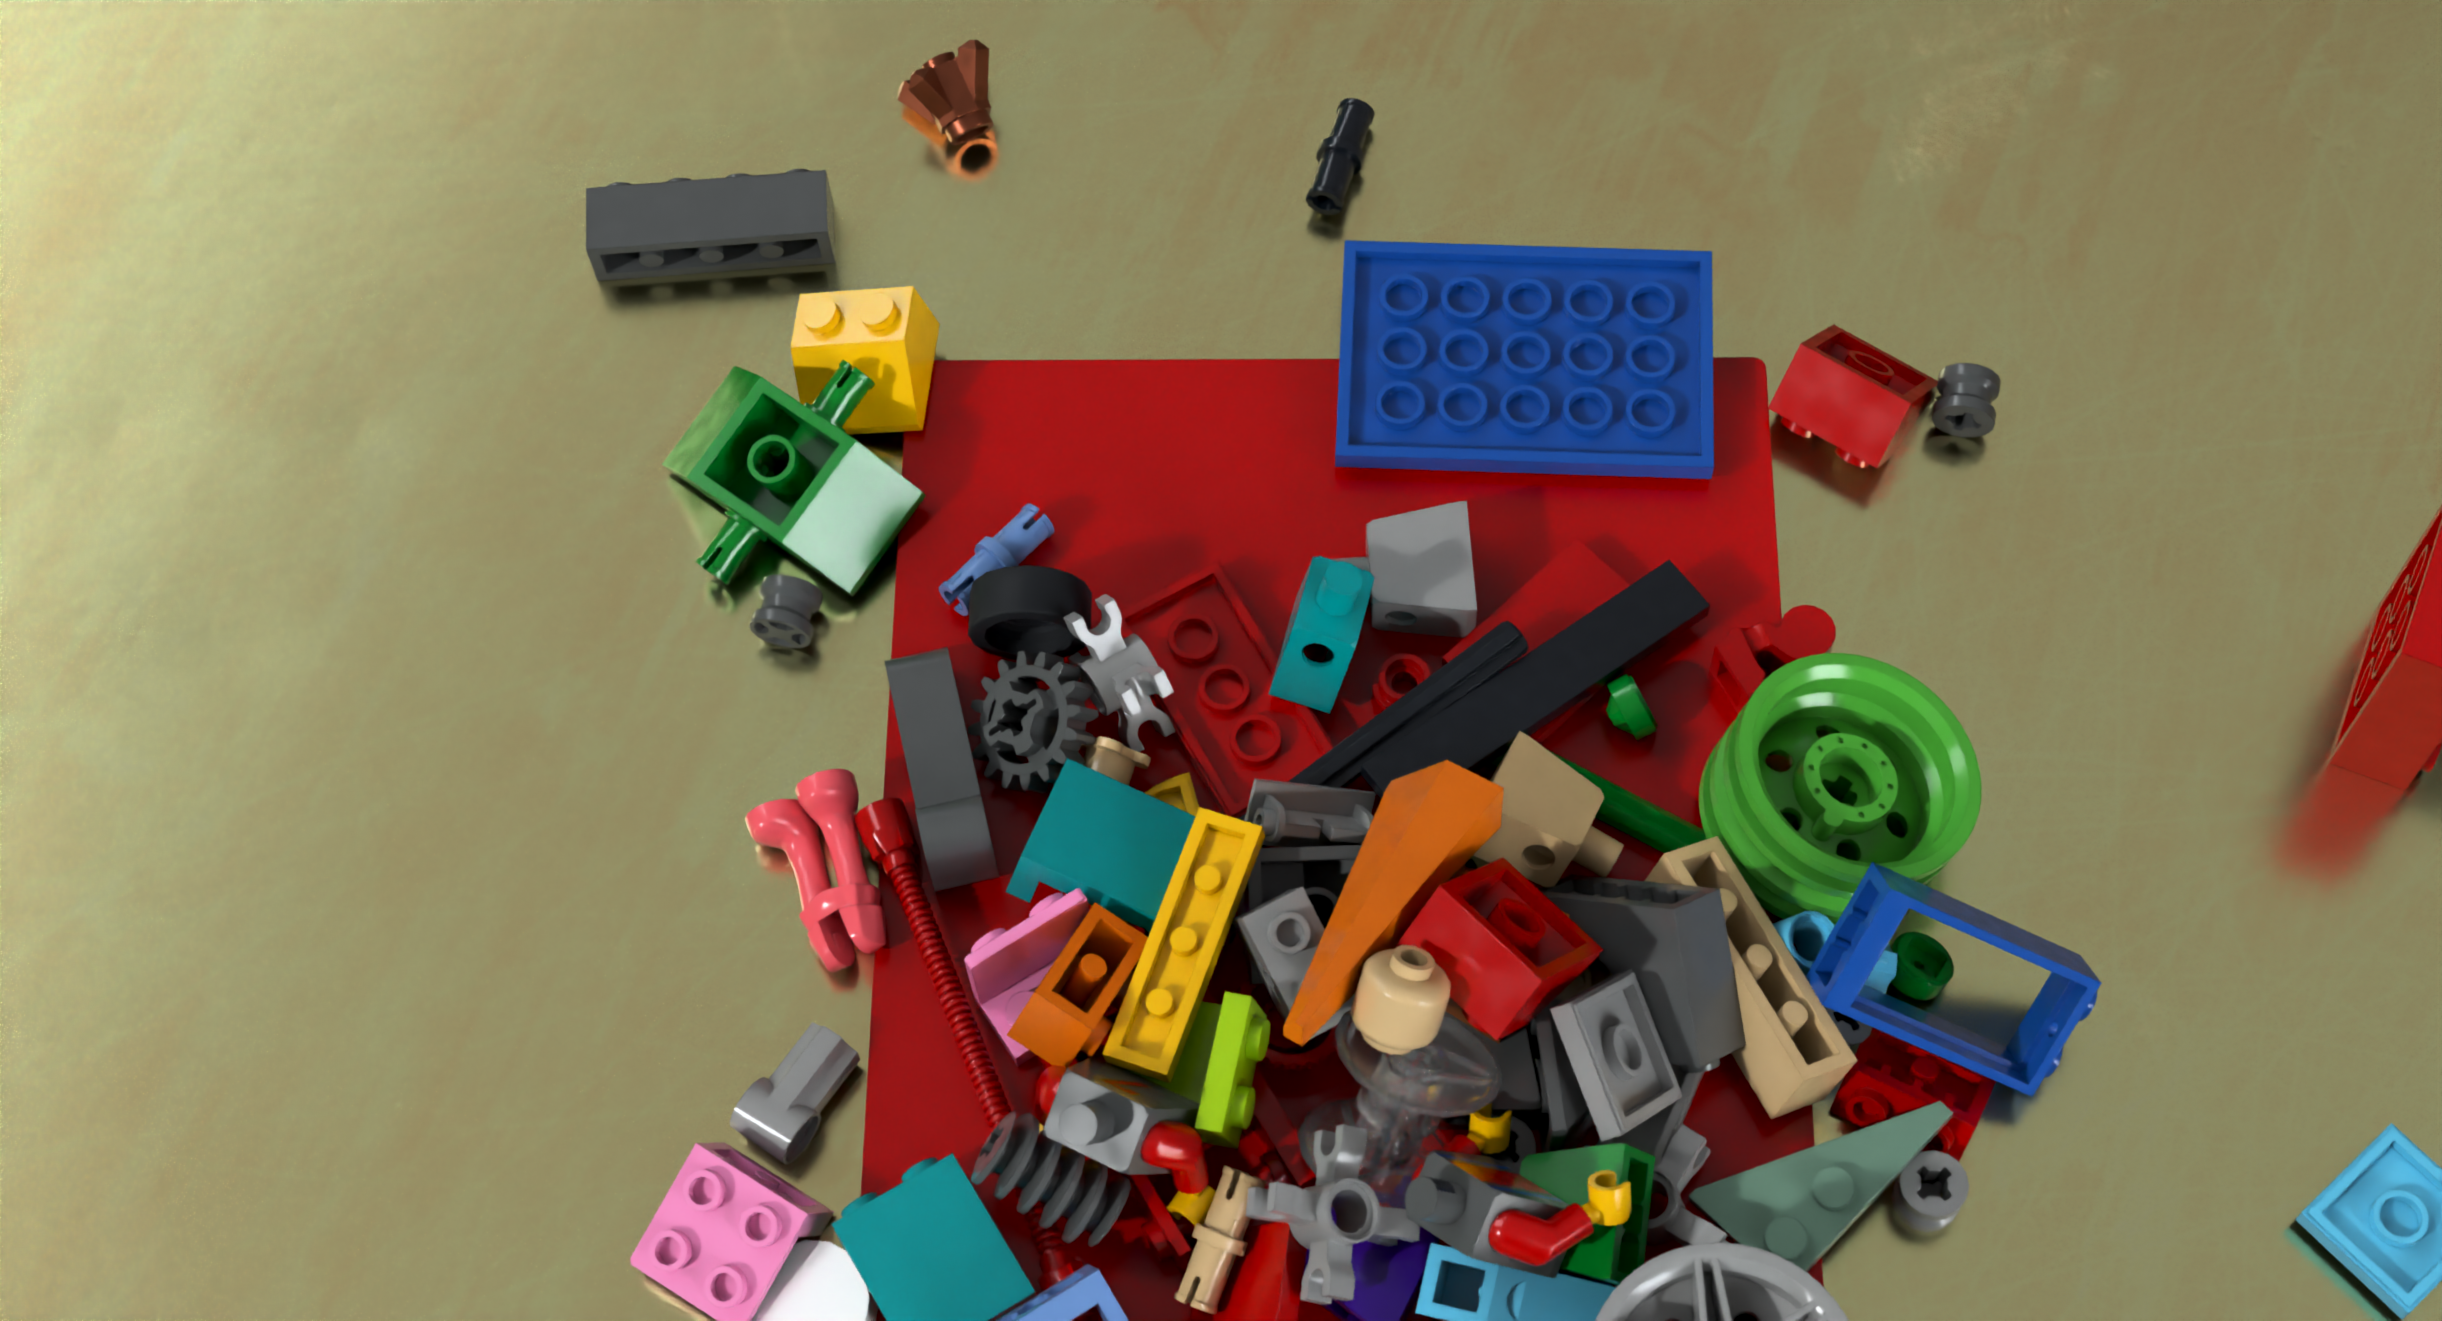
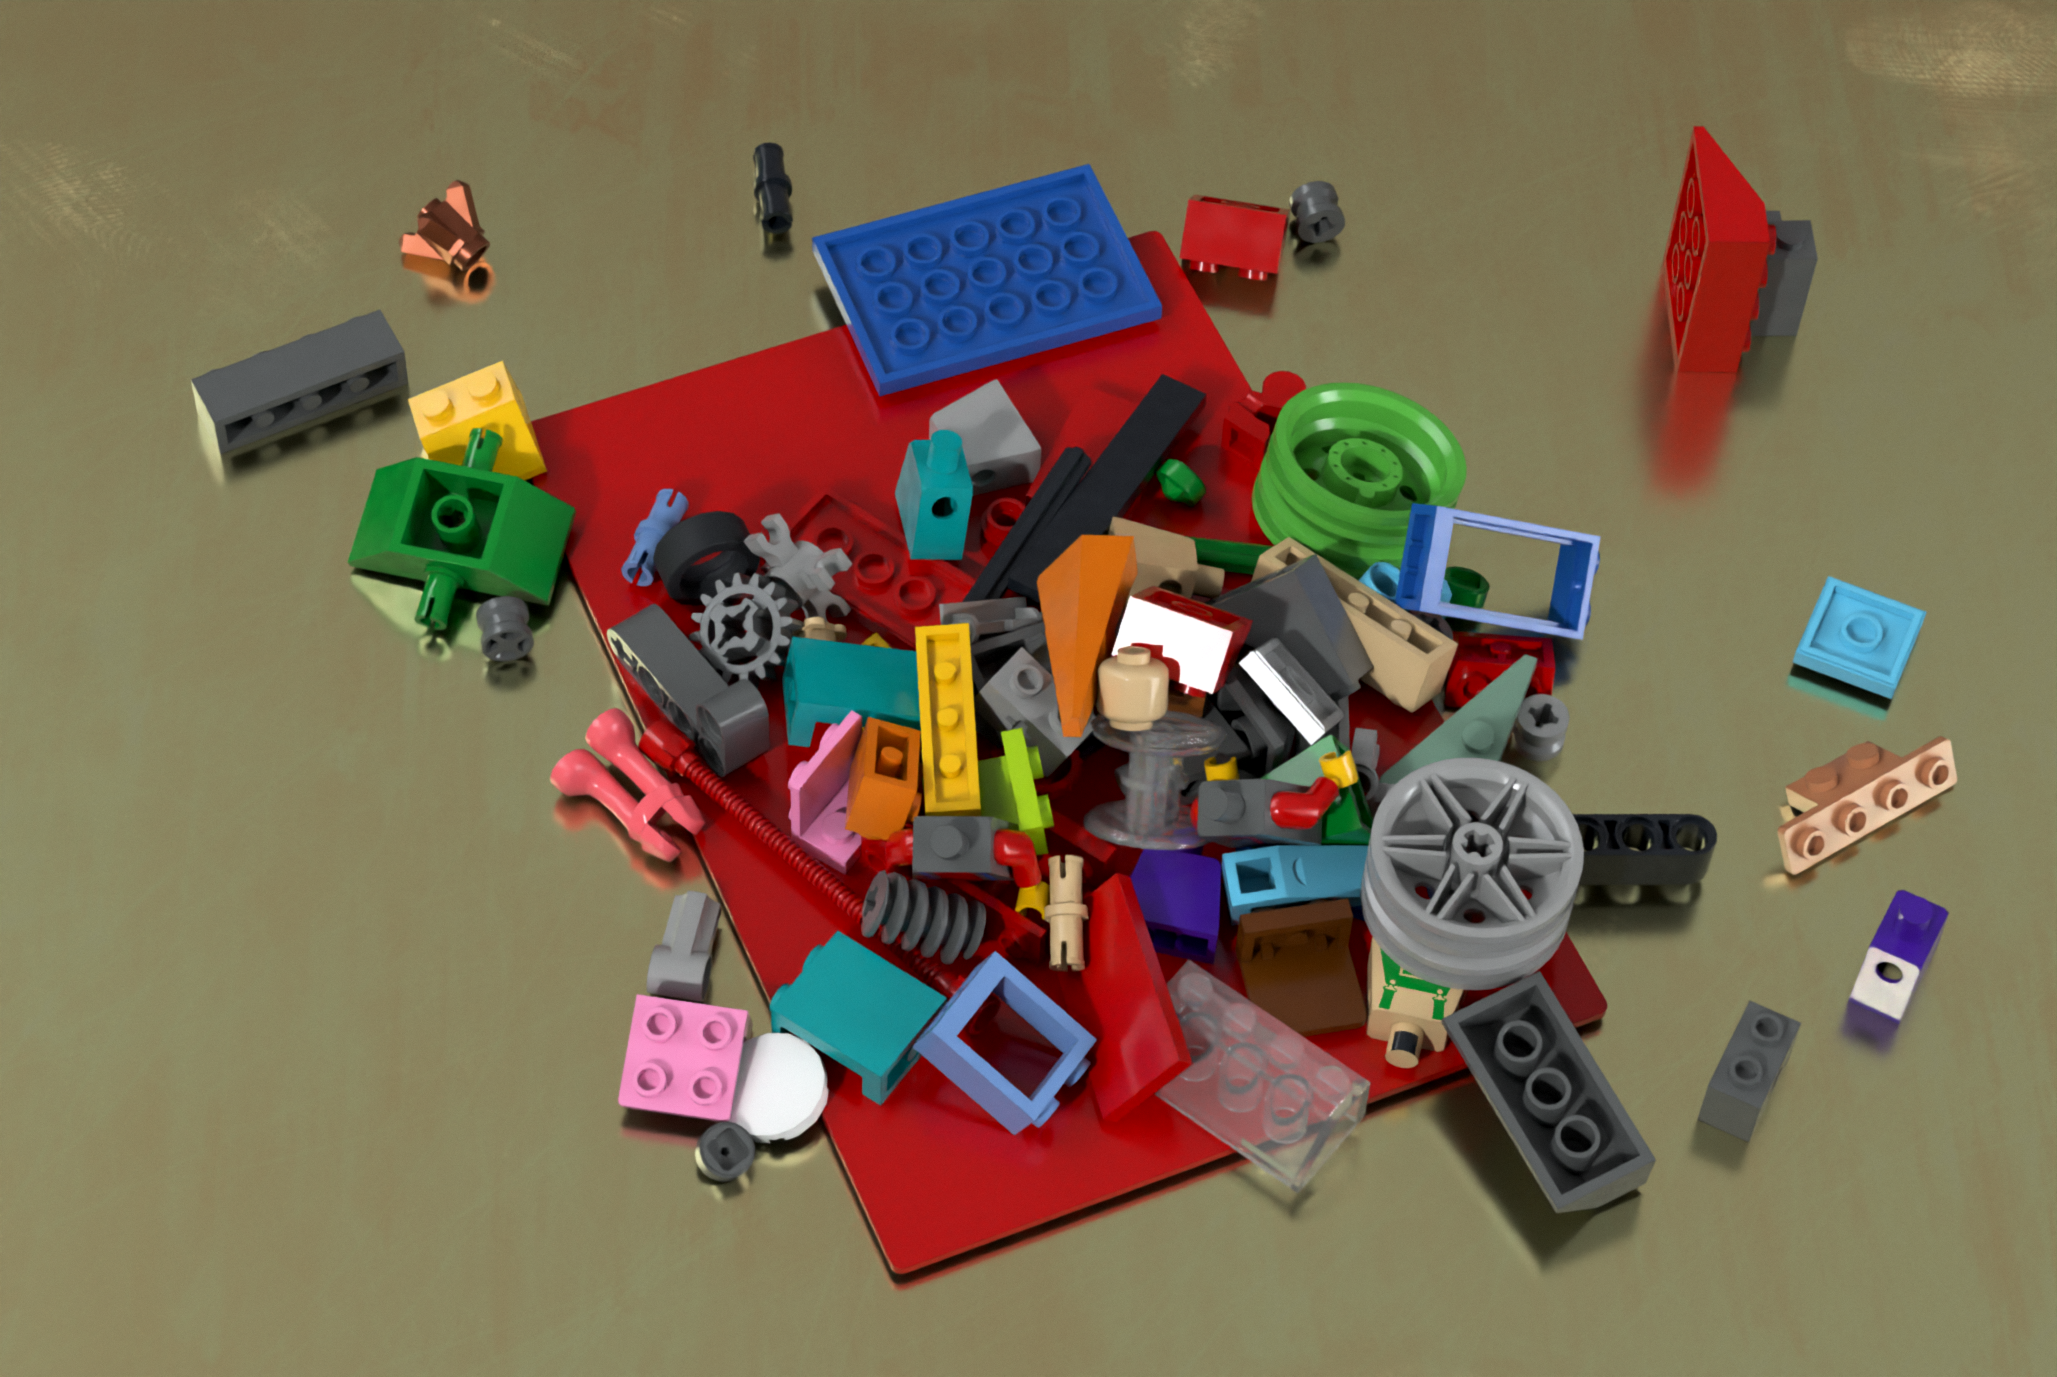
camera: 30 degrees left, 10 degrees down
(1310, 1217) = (1147, 855): light grey pin -> none

